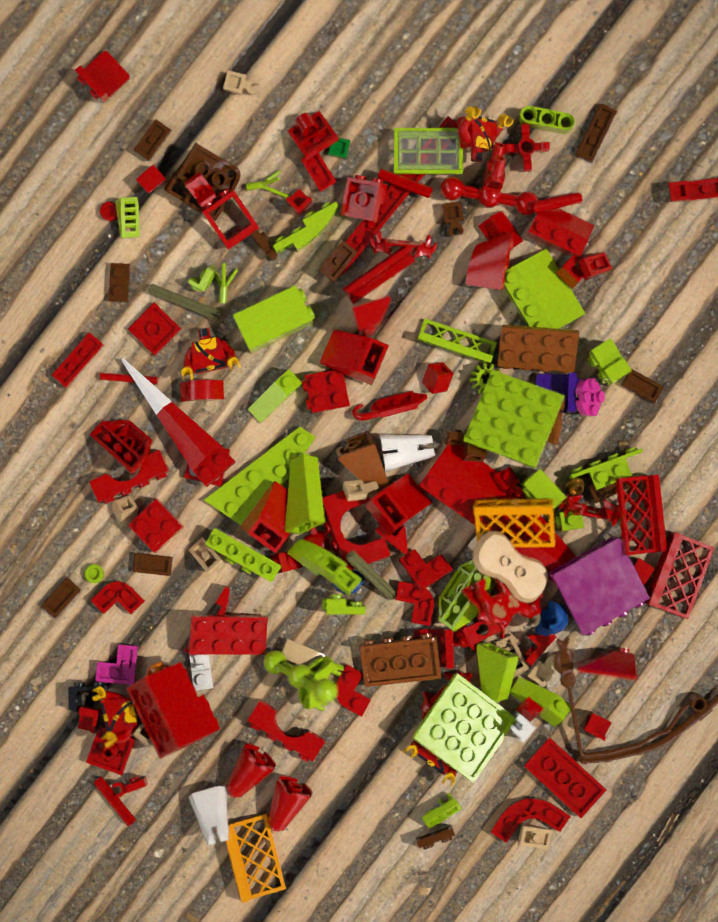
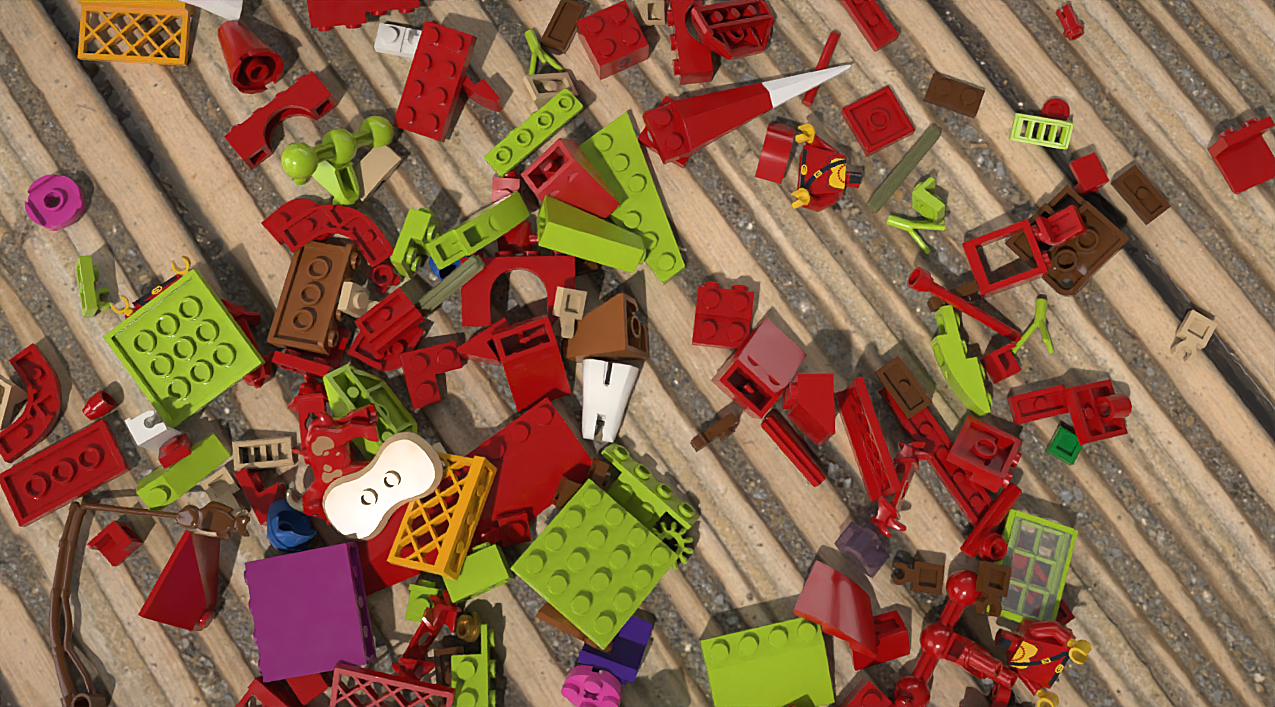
camera: 105 degrees right, 10 degrees down
(39, 218) = (1070, 23): none -> red pin
(181, 573) = (538, 52): none -> lime plant
(267, 268) = (921, 281): none -> red piece
(274, 318) = (846, 273): lime brick -> none
(275, 396) = (738, 248): lime slope -> none
(287, 802) = (188, 92): red cone -> none
(345, 661) = (337, 220): none -> red plate
(376, 621) = (376, 274): none -> red plate
(381, 864) = (69, 207): none -> dark pink plate
(391, 405) = (673, 398): red plate -> none
(395, 630) = (355, 300): none -> tan plate
(399, 319) = (793, 451): none -> red axle
(401, 369) = (721, 430): none -> reddish brown plate
(401, 604) = (389, 320): none -> red plate
(423, 178) = (992, 547): none -> red plate
(428, 840) = (58, 274): reddish brown plate -> none
(437, 377) = (692, 477): red panel -> none
(446, 173) = (993, 582): none -> reddish brown plate
(448, 258) = (862, 548): none -> clear purple brick
(454, 347) = (726, 518): lime fence -> none
(457, 406) = (642, 493): none -> lime bracket
(496, 670) = (249, 422): lime slope -> none
(515, 773) = (98, 405): none -> red hose
(538, 348) = (689, 637): dark orange bracket -> none

